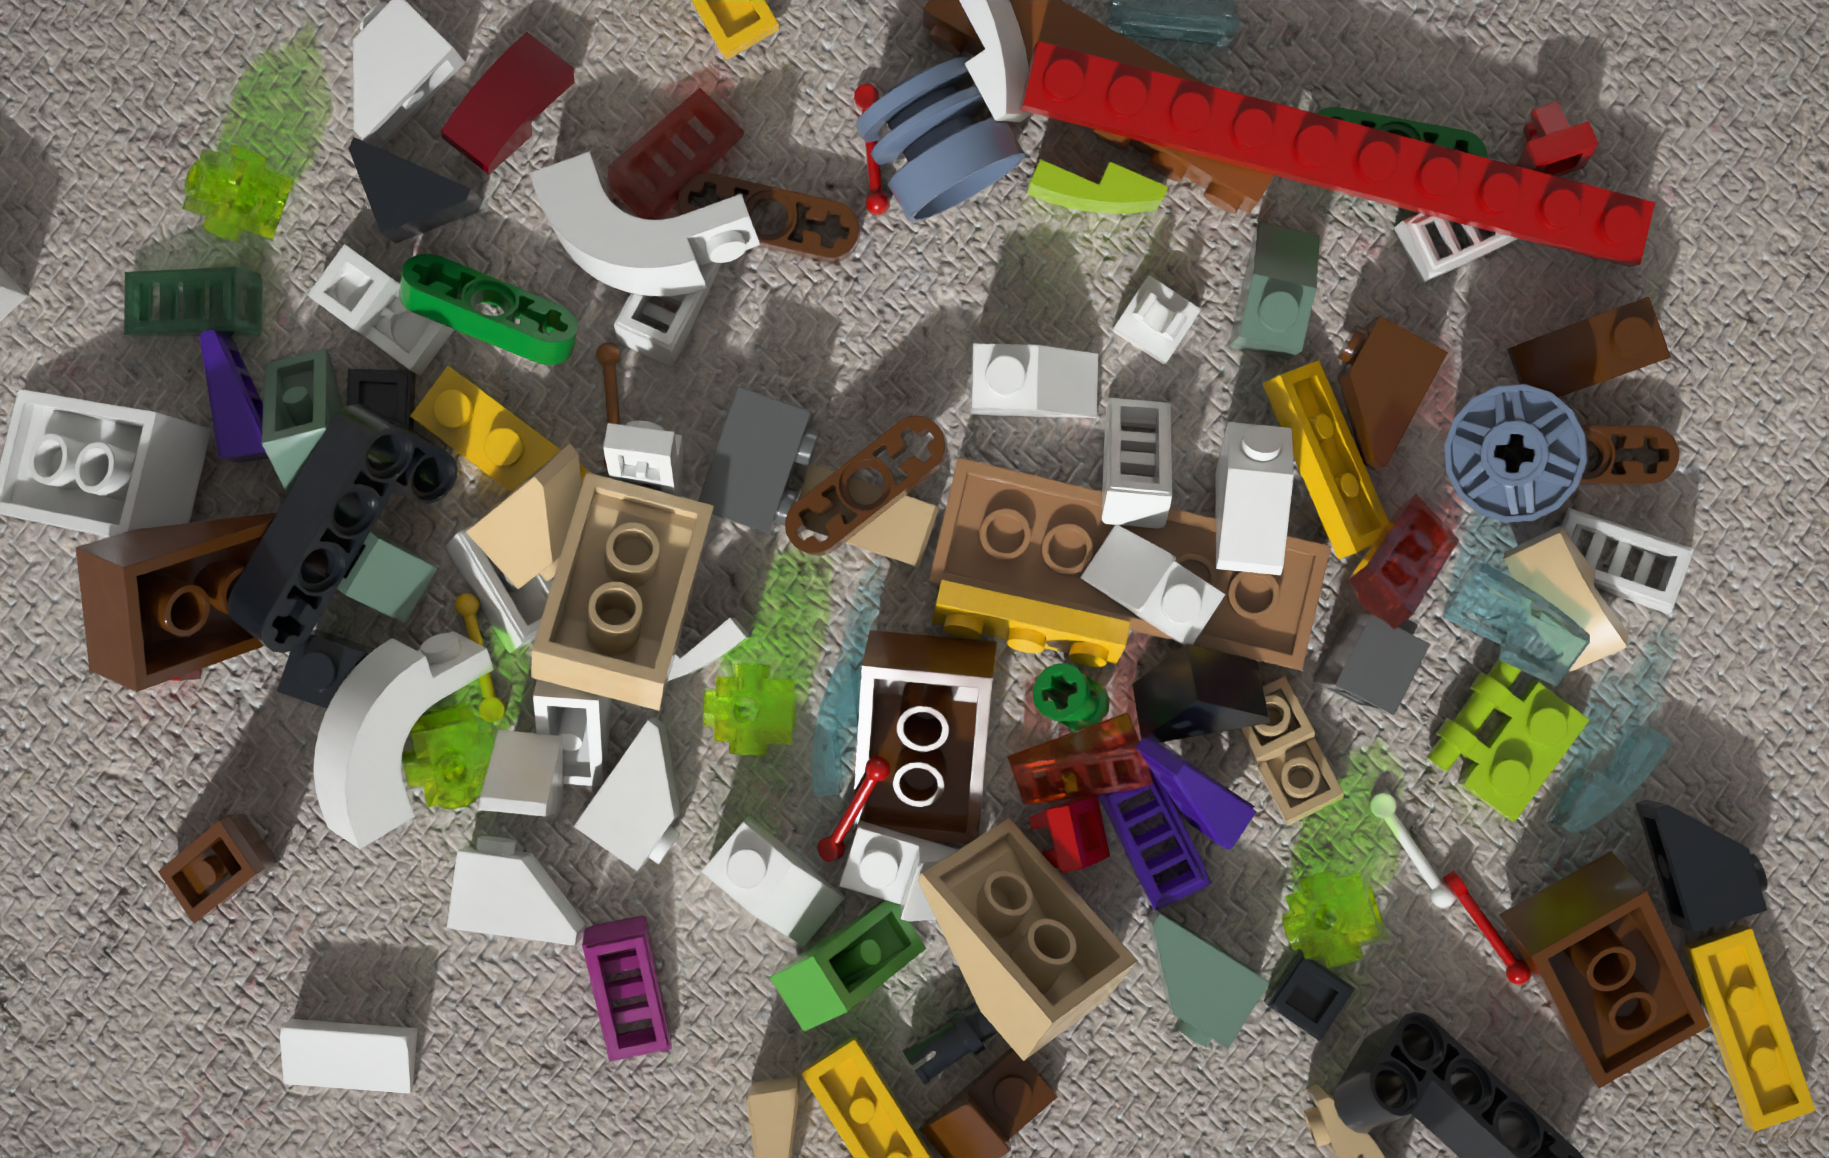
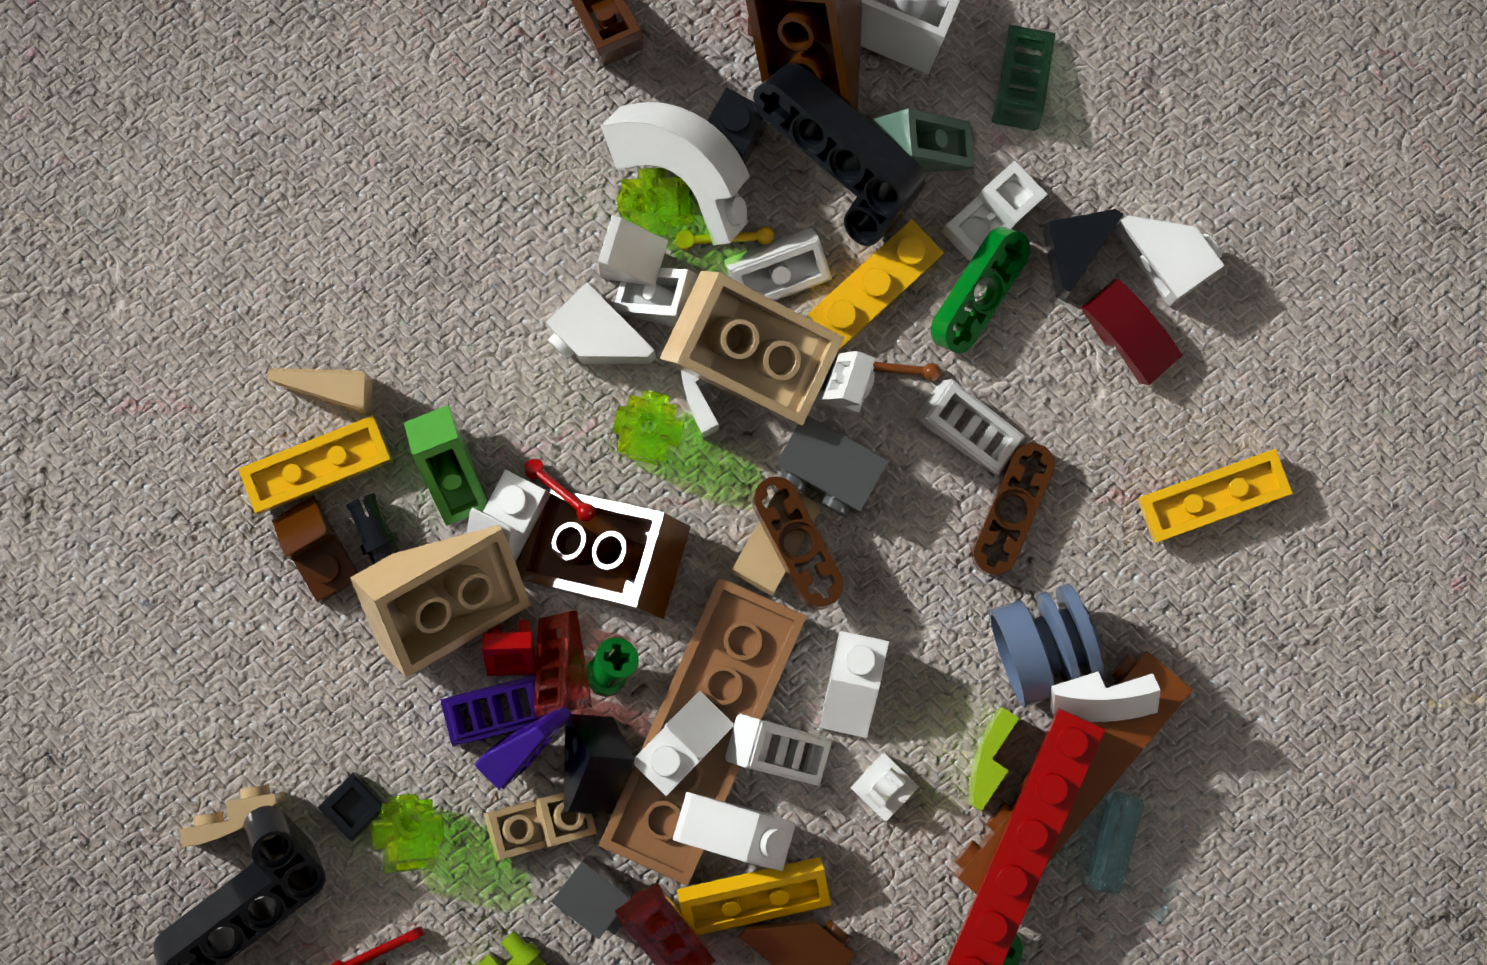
camera: 100 degrees right, 5 degrees down
(233, 400) = (946, 94): dark purple slope -> none
(236, 193) = (1096, 122): clear neon green brick -> none
(348, 1055) = (452, 91): white slope -> none
(384, 391) = (932, 203): black tile -> none
(388, 576) = (796, 181): sand green slope -> none
(509, 895) = (545, 227): white slope -> none
(531, 522) = (817, 292): tan slope -> none
(616, 937) = (500, 300): magenta slope -> none
(634, 251) = (1002, 400): white arch -> none
(639, 156) = (1075, 422): clear red slope -> none
(773, 882) = (517, 420): white slope -> none
(837, 711) = (633, 489): clear light blue slope -> none
(877, 201) = (1010, 593): red hinge -> none
(1030, 624) = (671, 646): yellow plate -> none
(1203, 982) = (380, 726): sand green slope -> none
(1277, 292) = (890, 882): sand green slope -> none
(1384, 807) = (484, 890): hinge -> none

